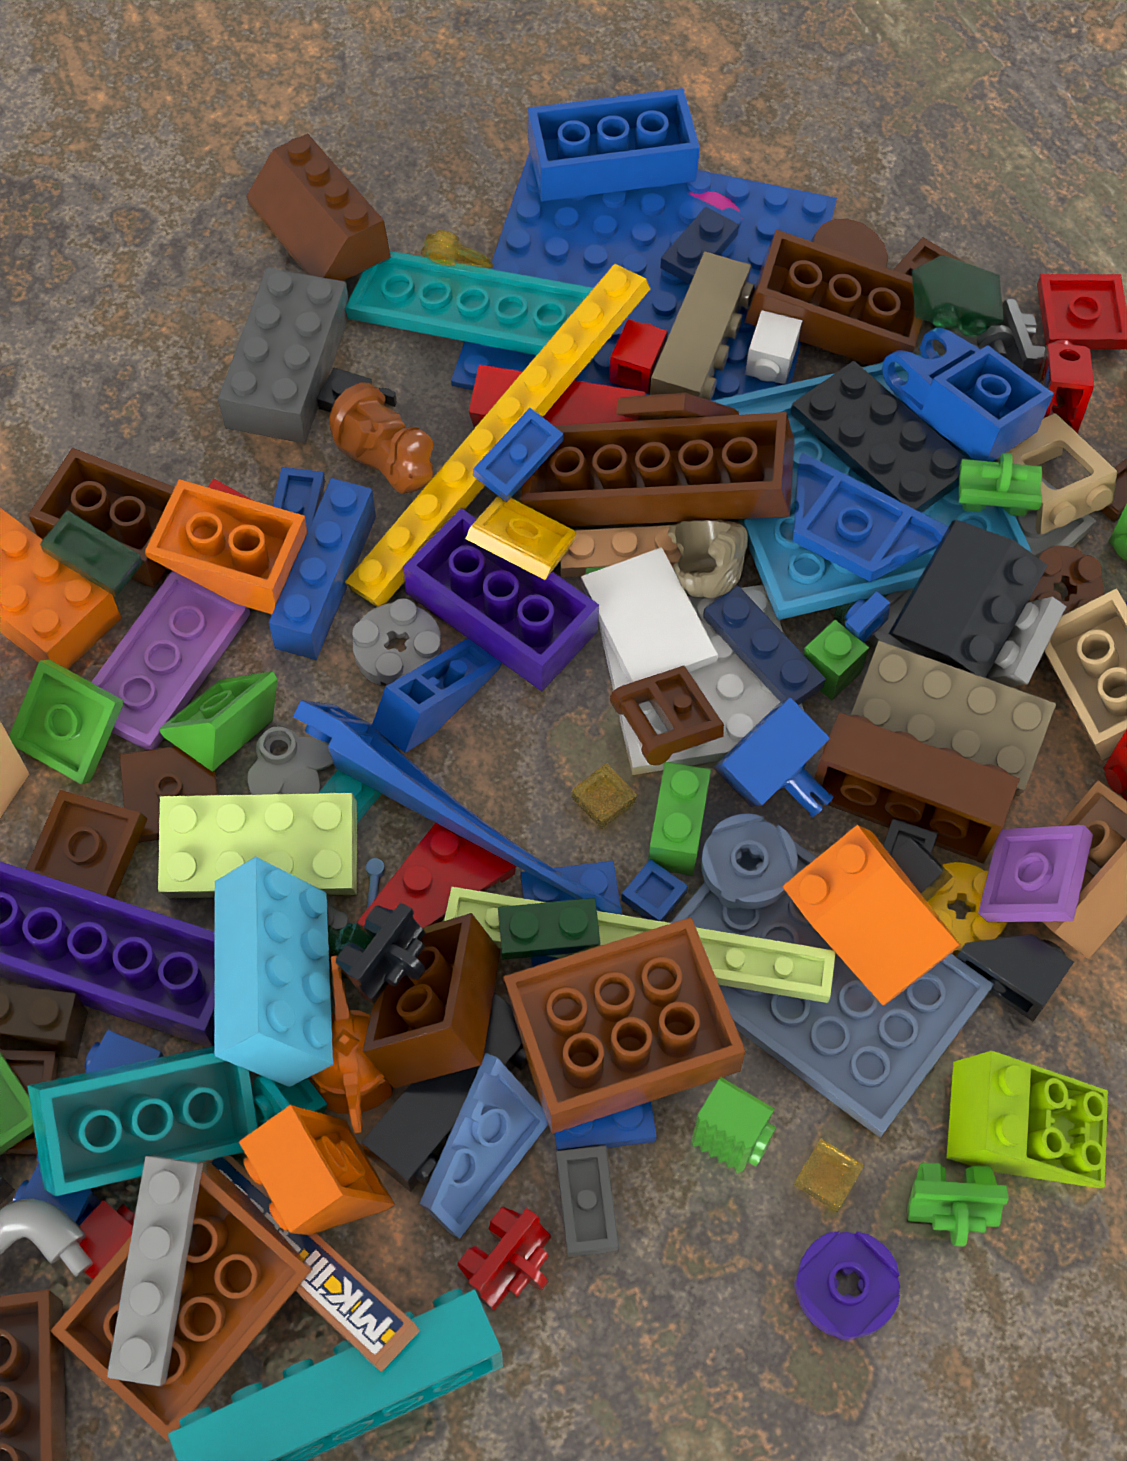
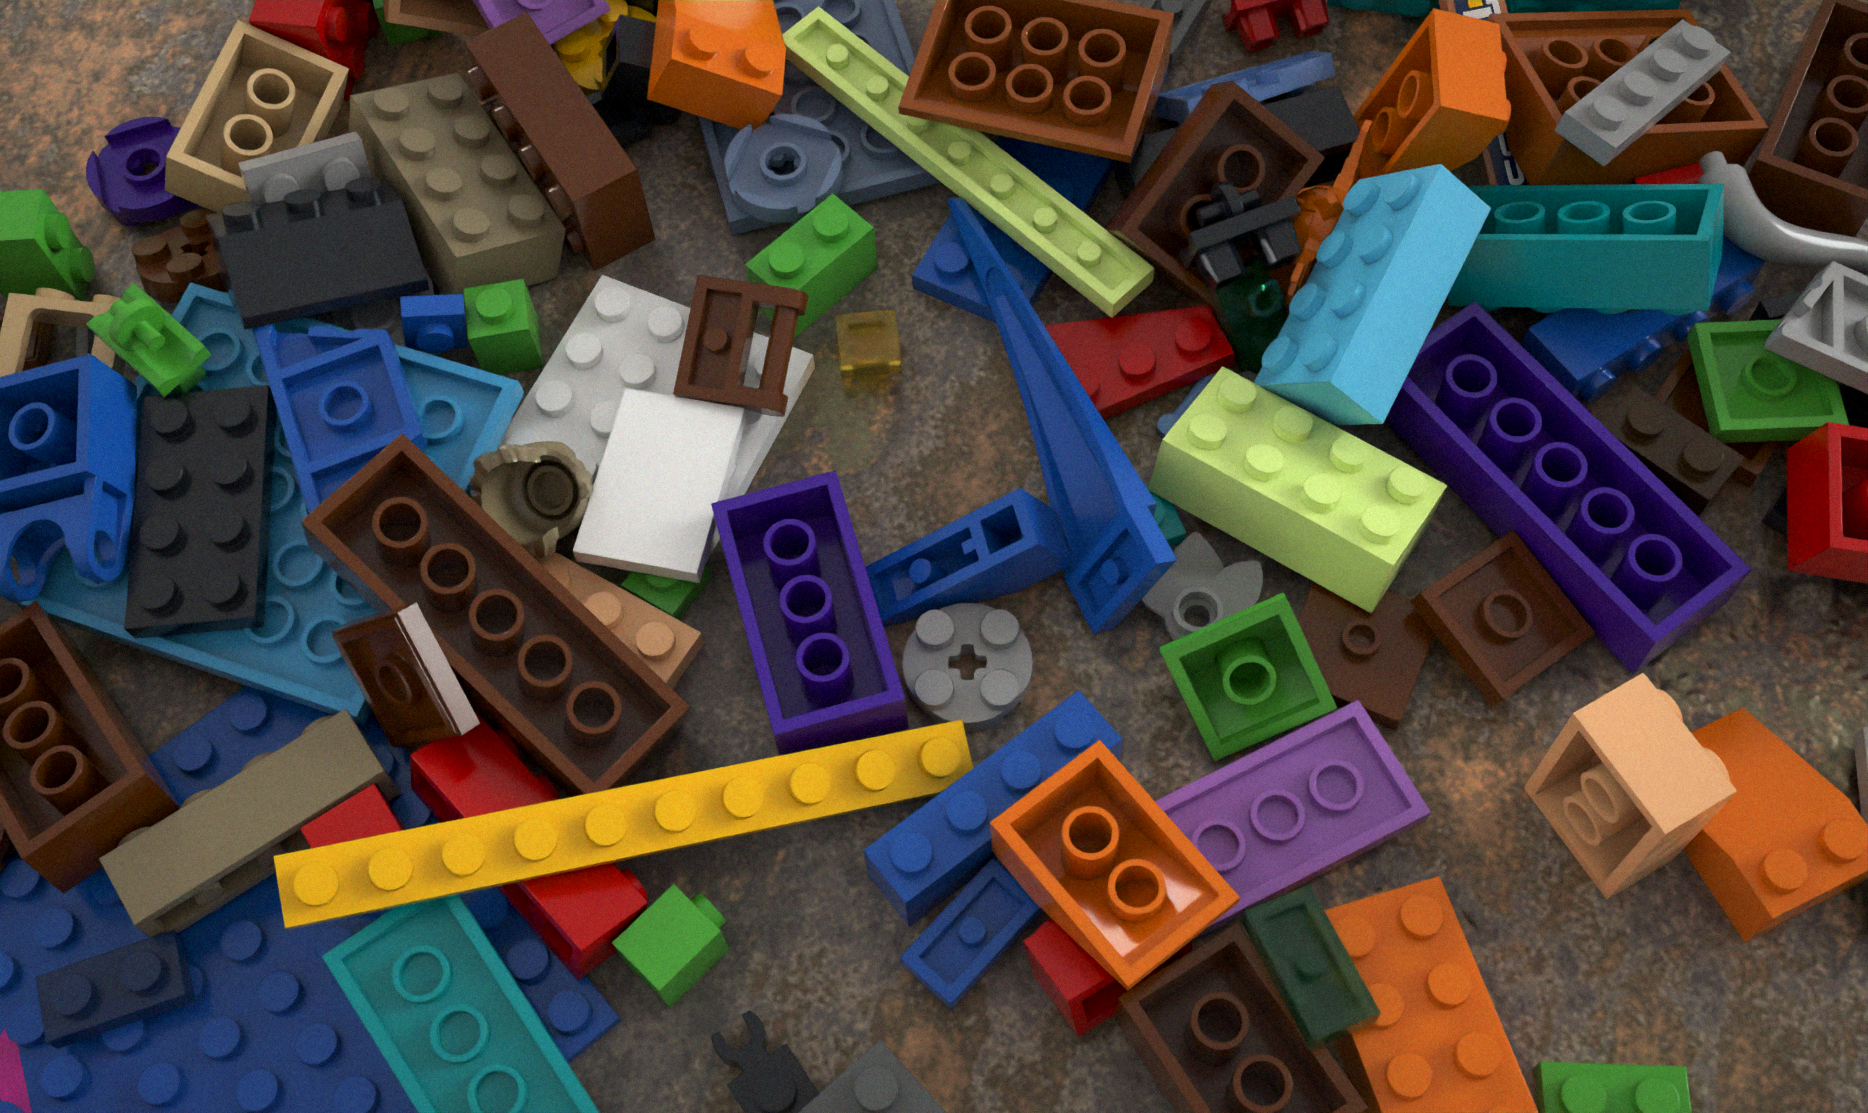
camera: 140 degrees left, 0 degrees up
(65, 721) = (1453, 787): bright green plate -> none
(379, 438) = (796, 957): dark orange animal -> none
(446, 413) = (673, 943): none -> bright green brick
(518, 454) = (649, 743): blue plate -> none
(522, 536) = (730, 646): yellow tile -> none
(548, 928) = (1044, 198): dark green plate -> none
(654, 892) = (897, 221): blue plate -> none
(763, 647) = (567, 371): dark blue plate -> none
(773, 347) = (189, 739): white brick -> none
(775, 758) = (669, 229): blue brick -> none

